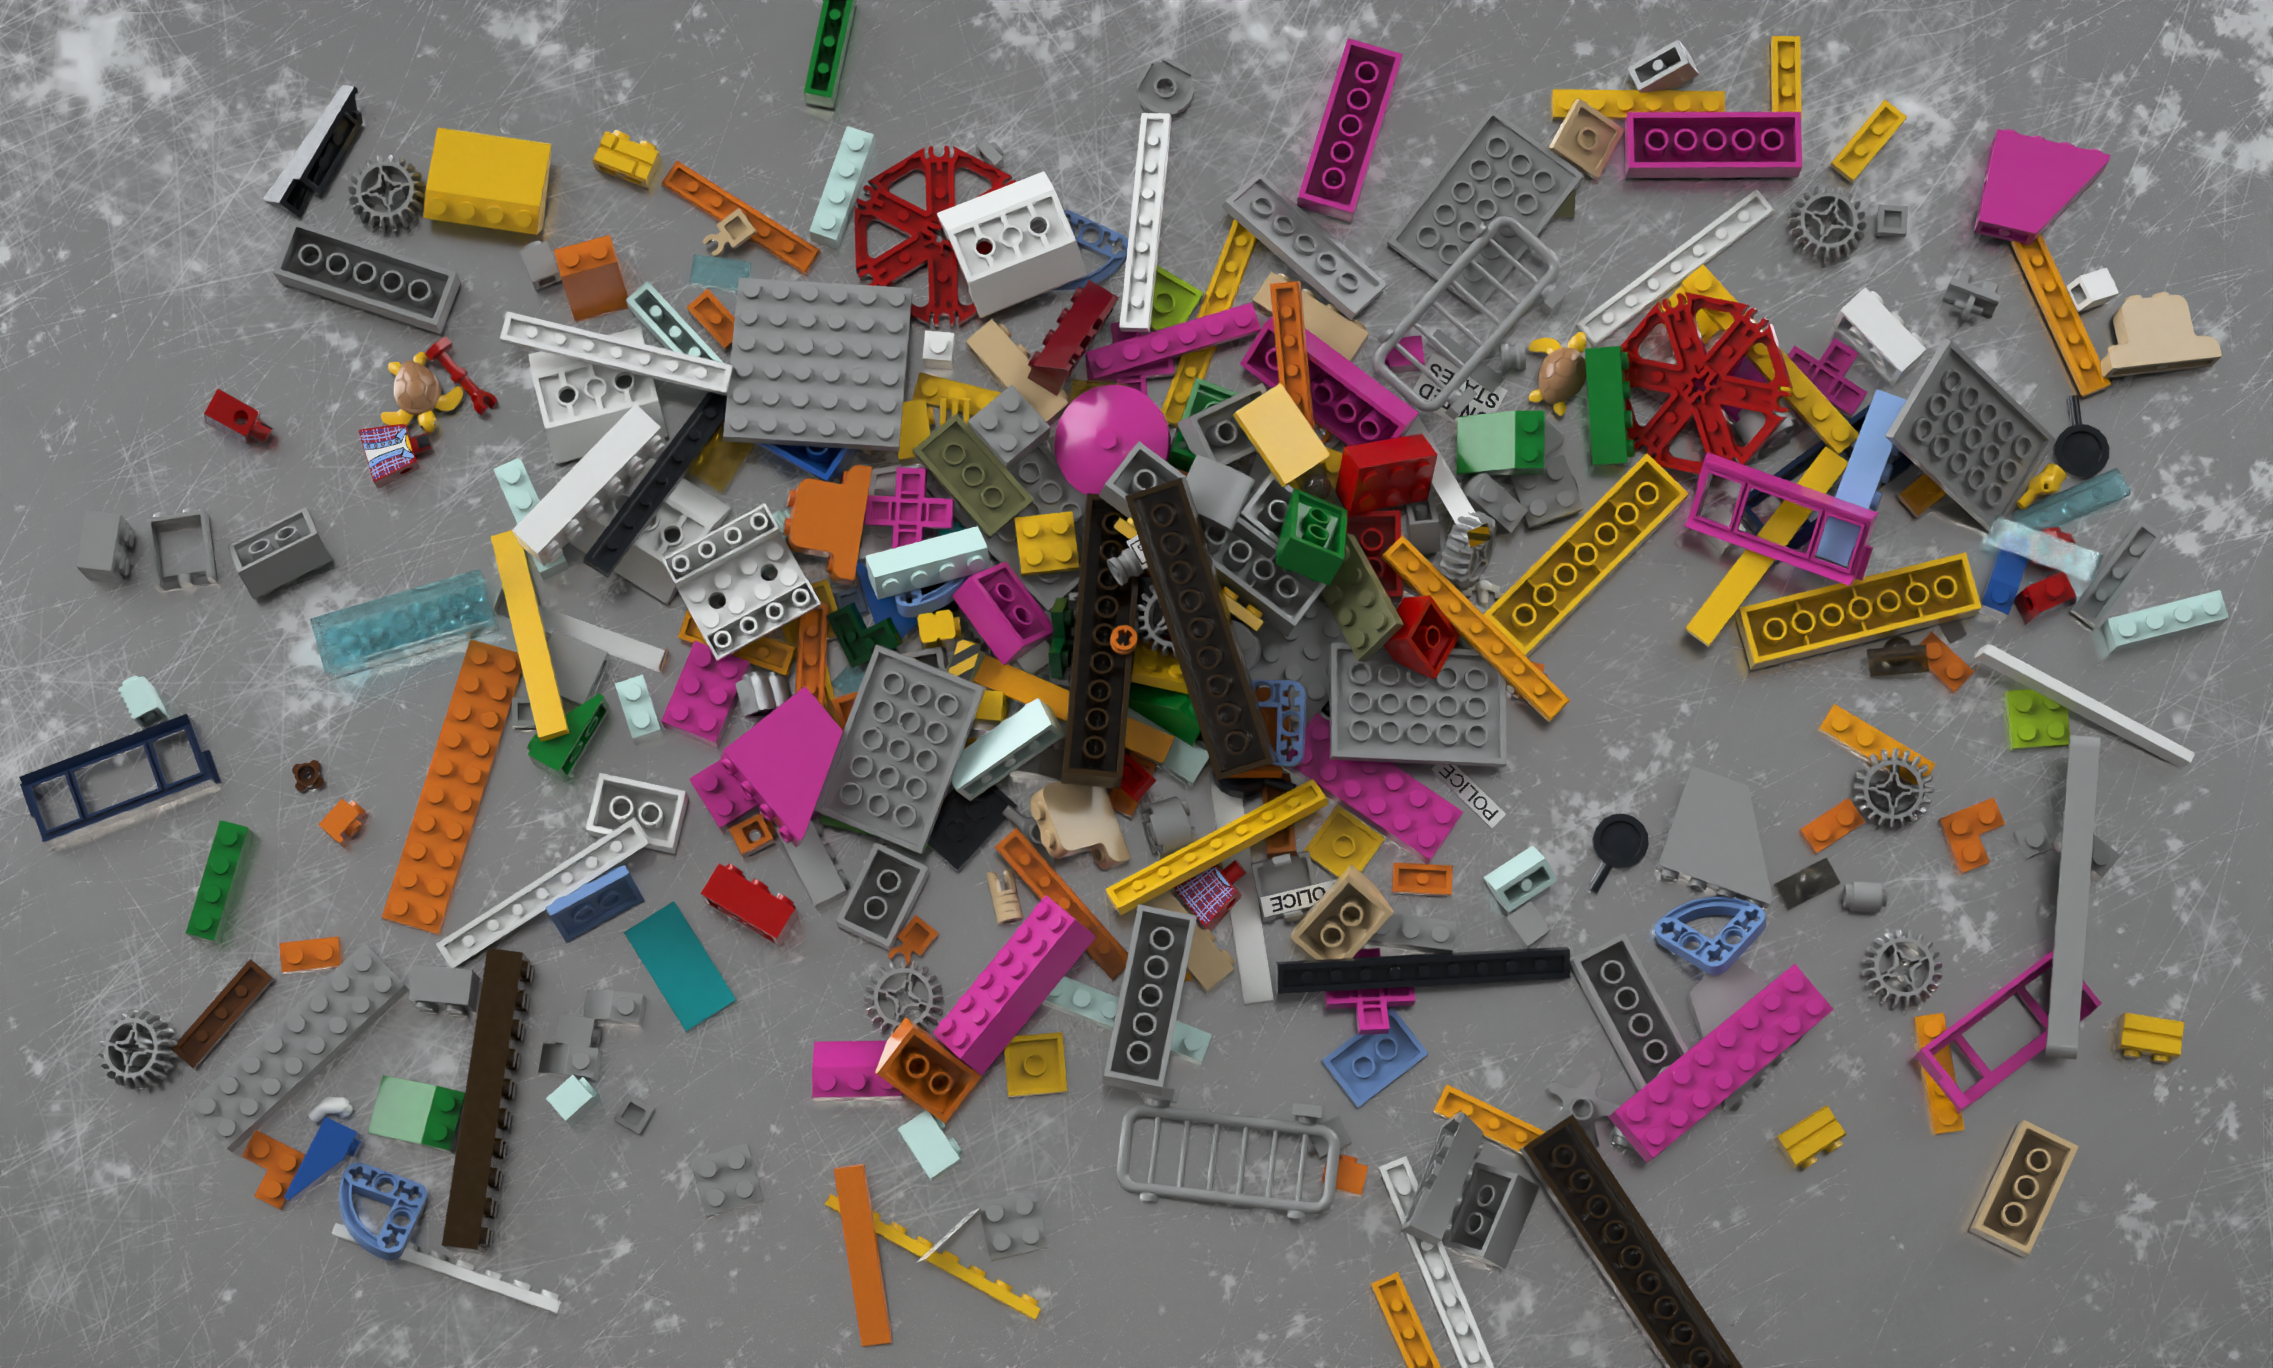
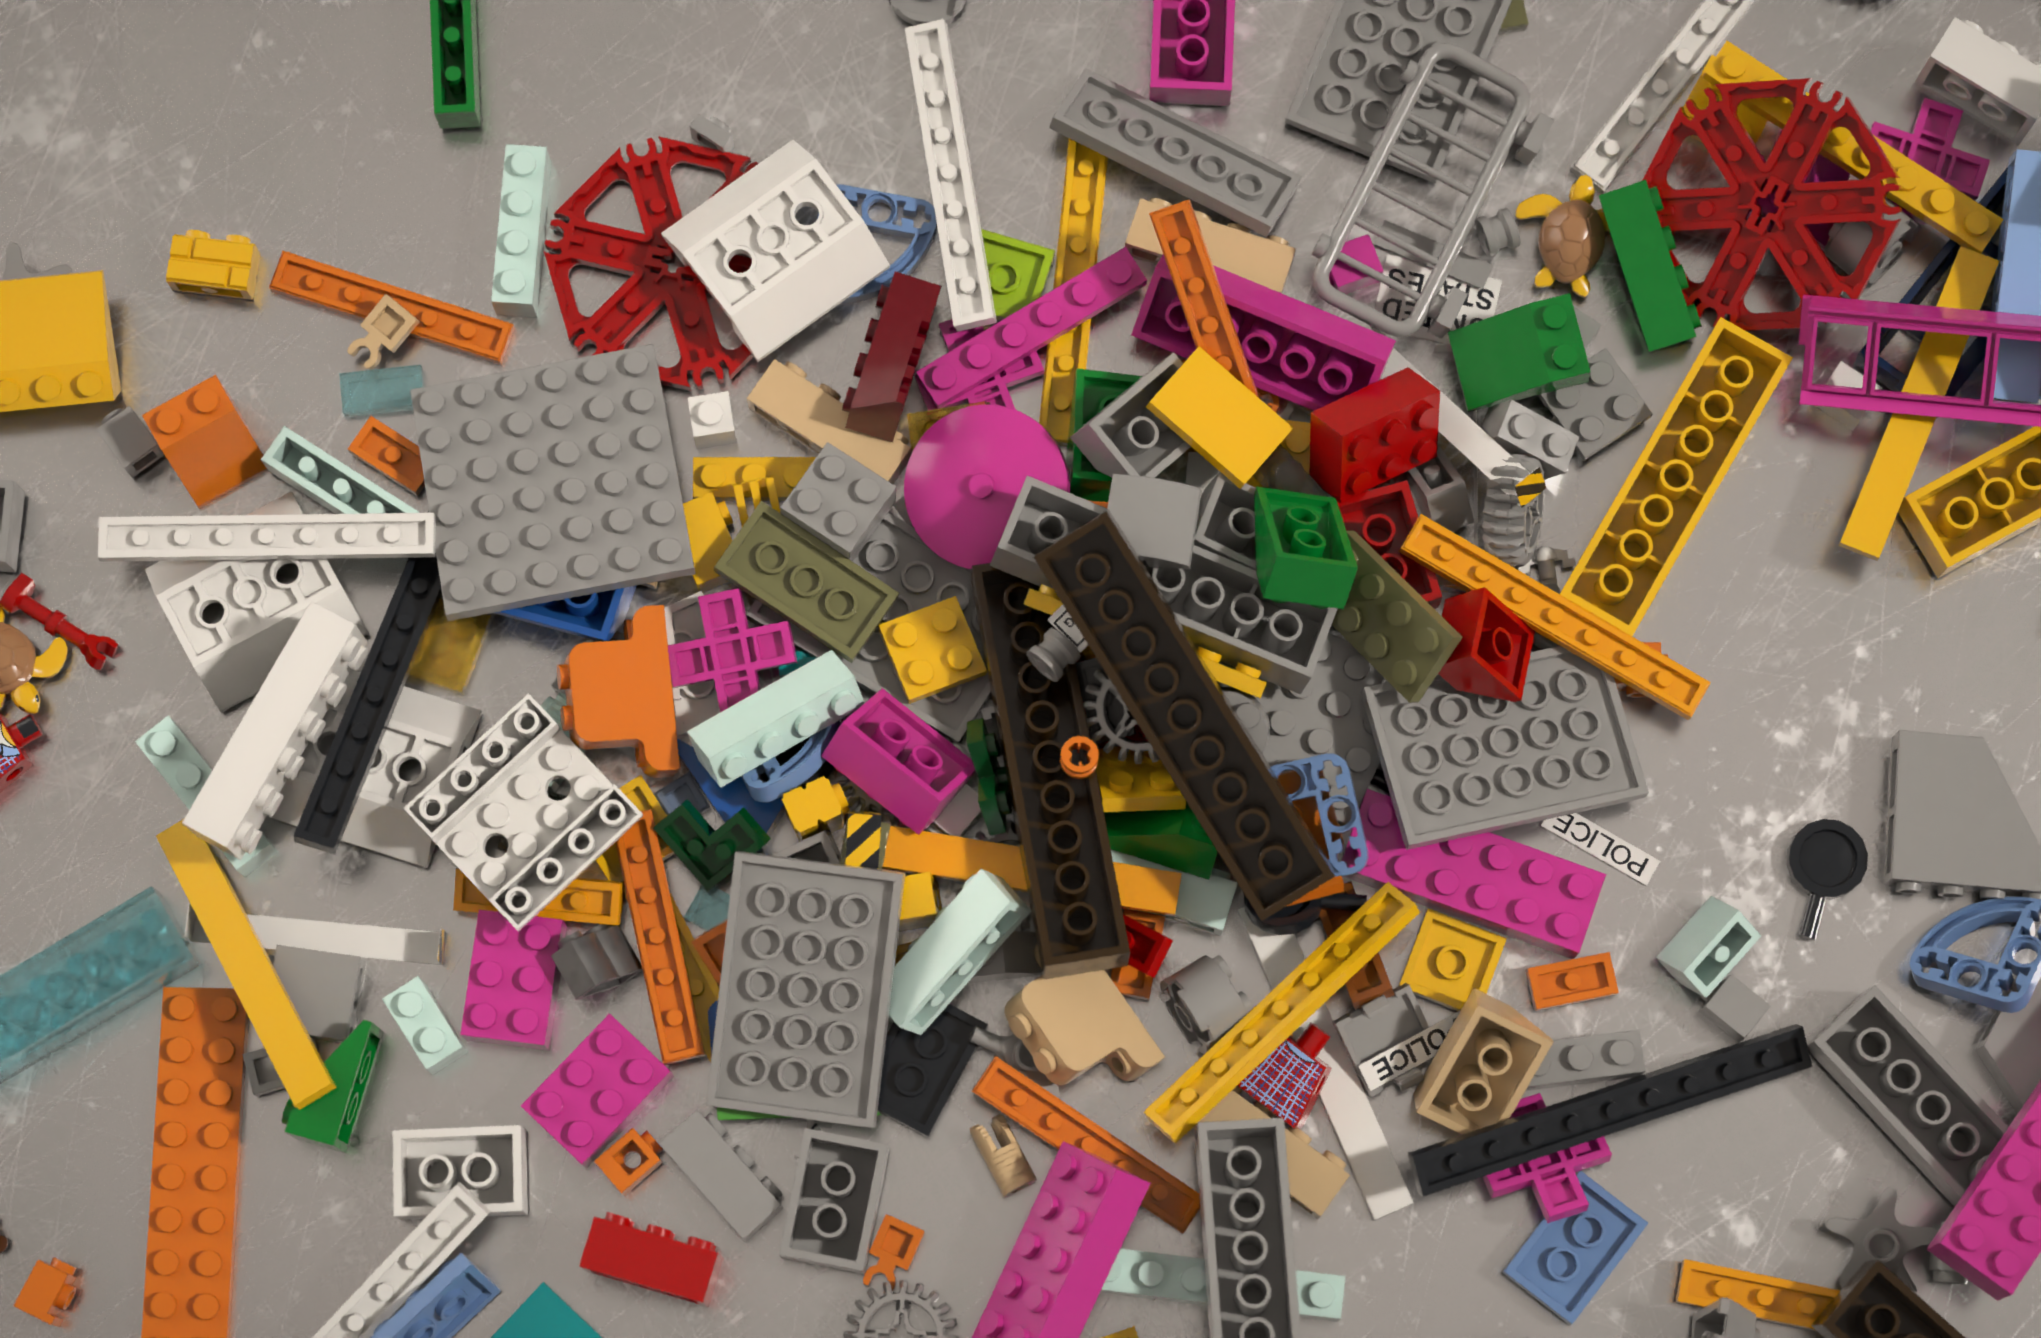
camera: 15 degrees left, 0 degrees up
(786, 762) = (652, 1049): dark pink slope -> none

